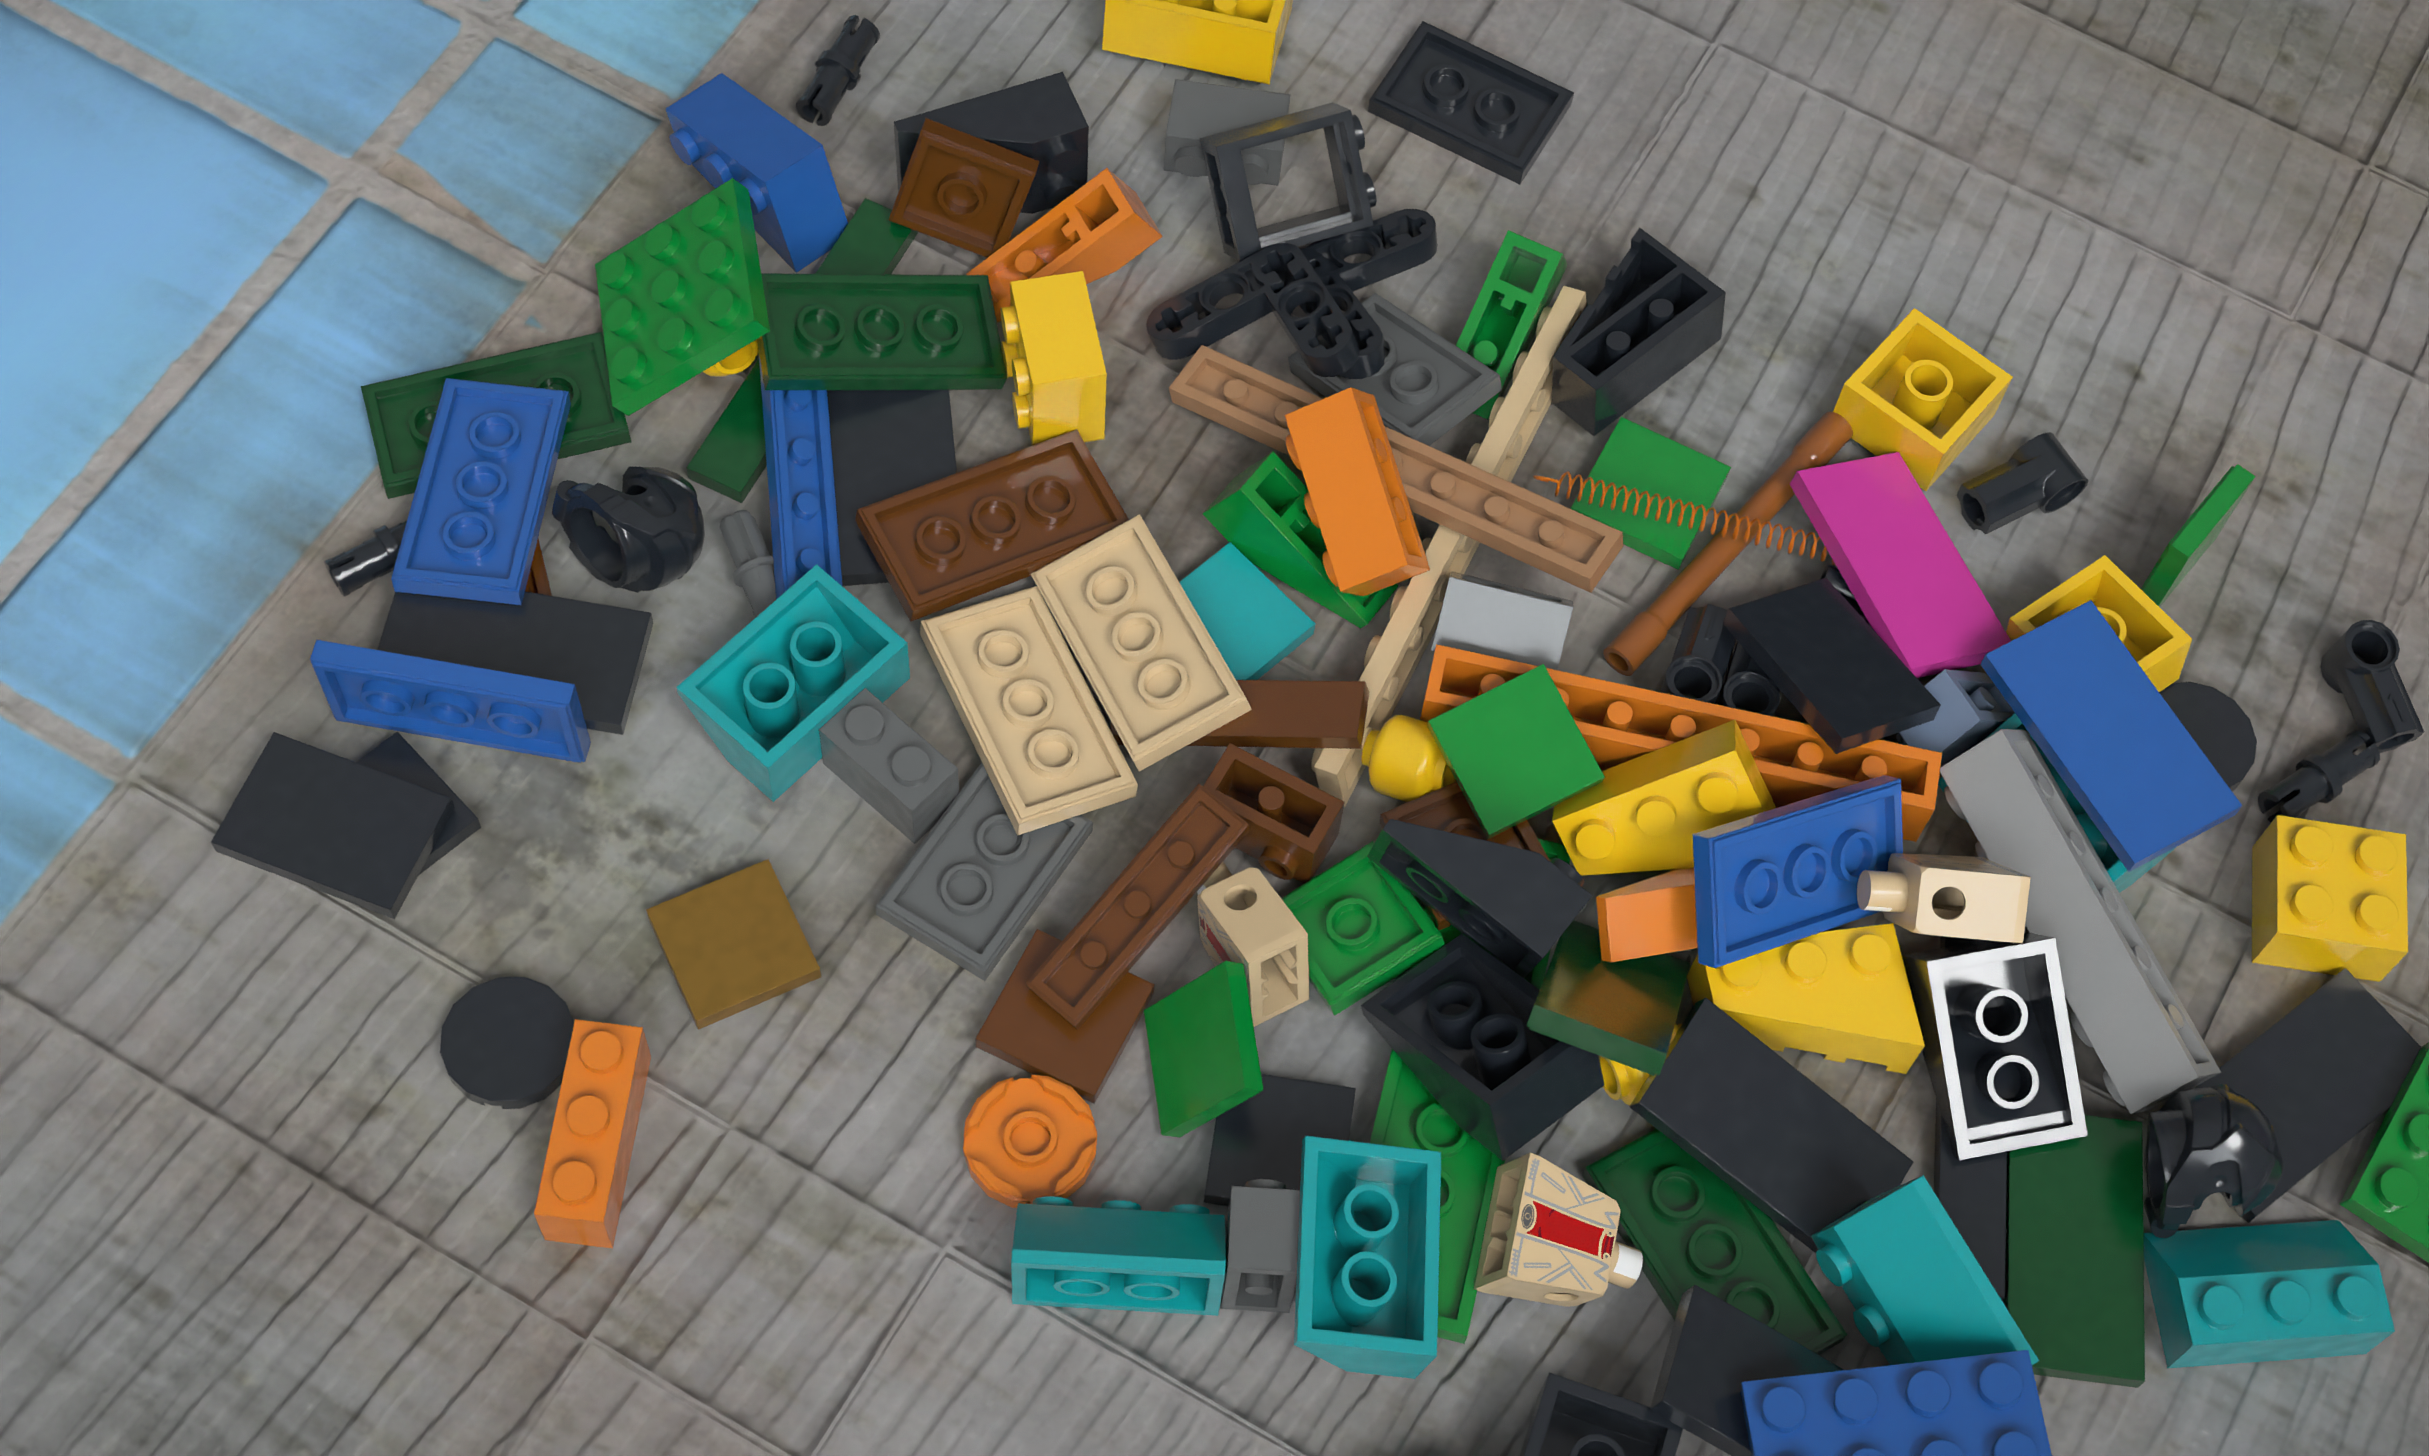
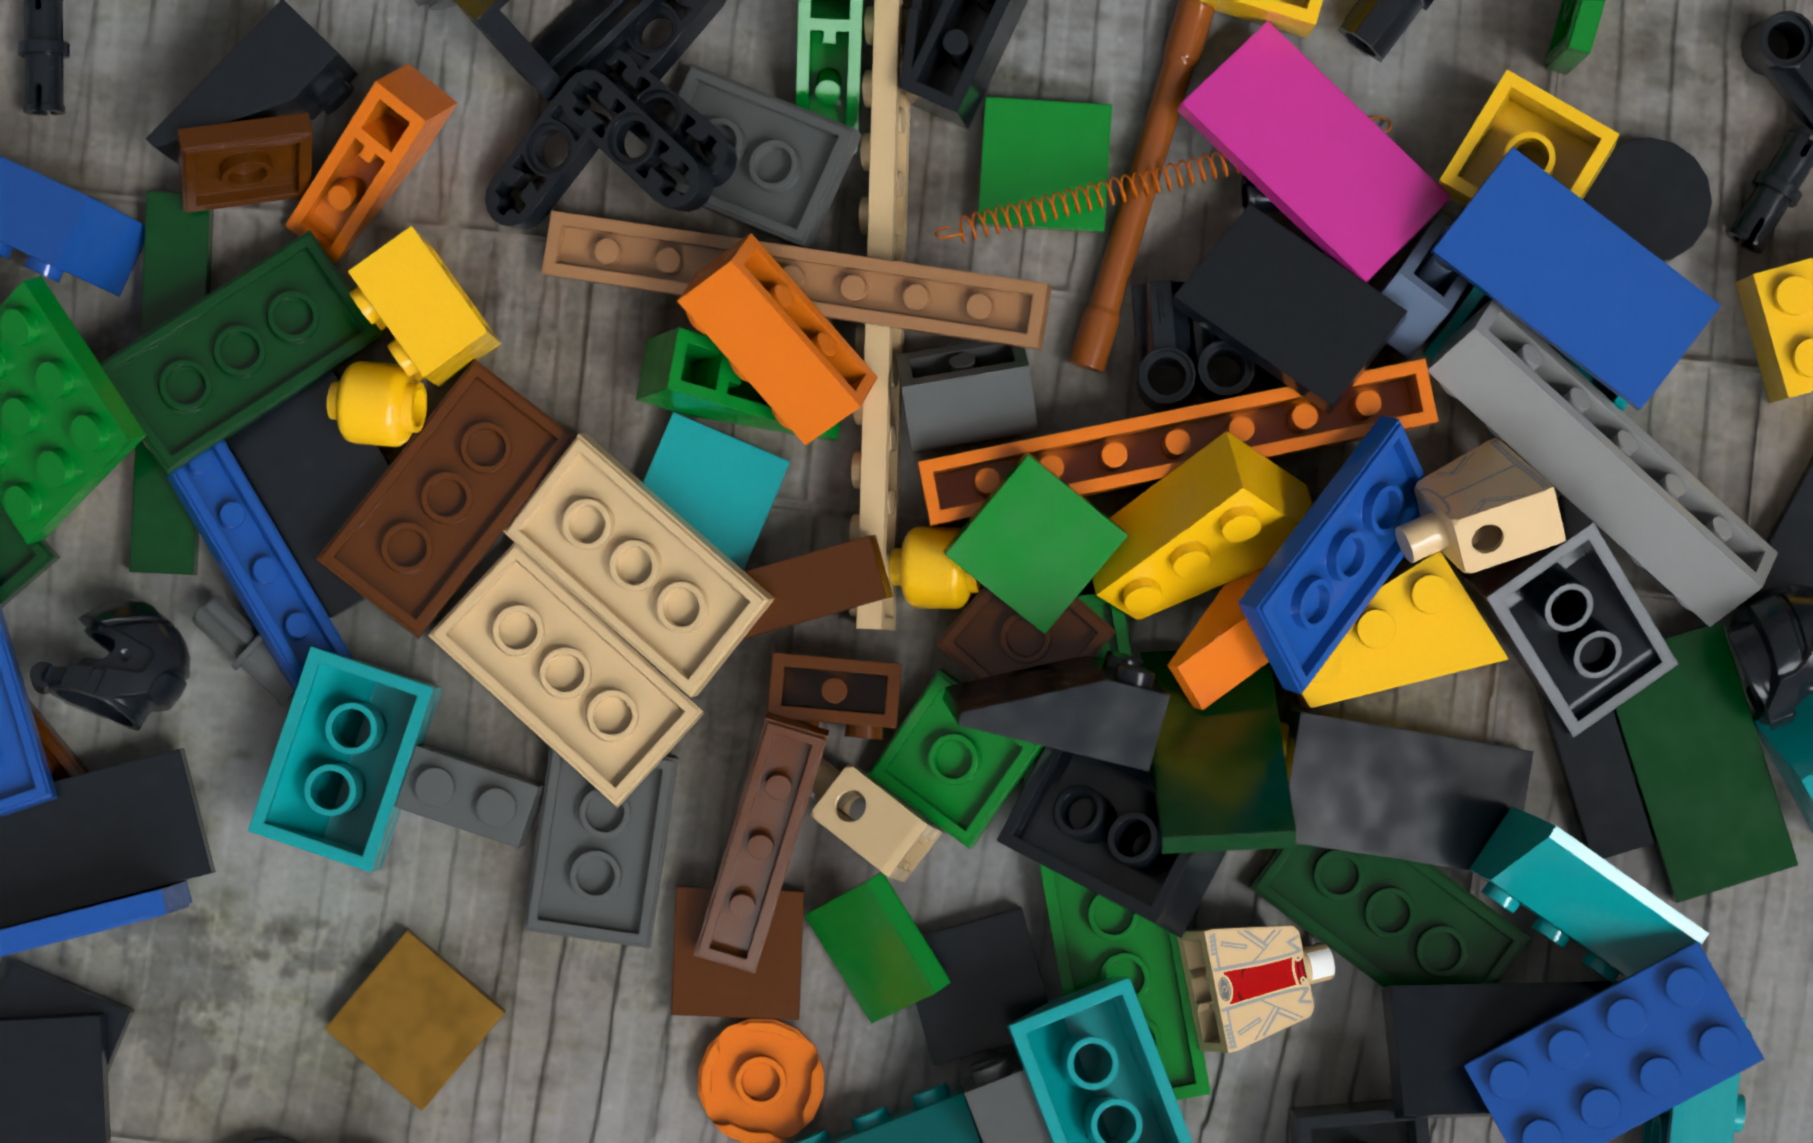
camera: 20 degrees left, 25 degrees up
(976, 417) = (377, 404): none -> yellow head

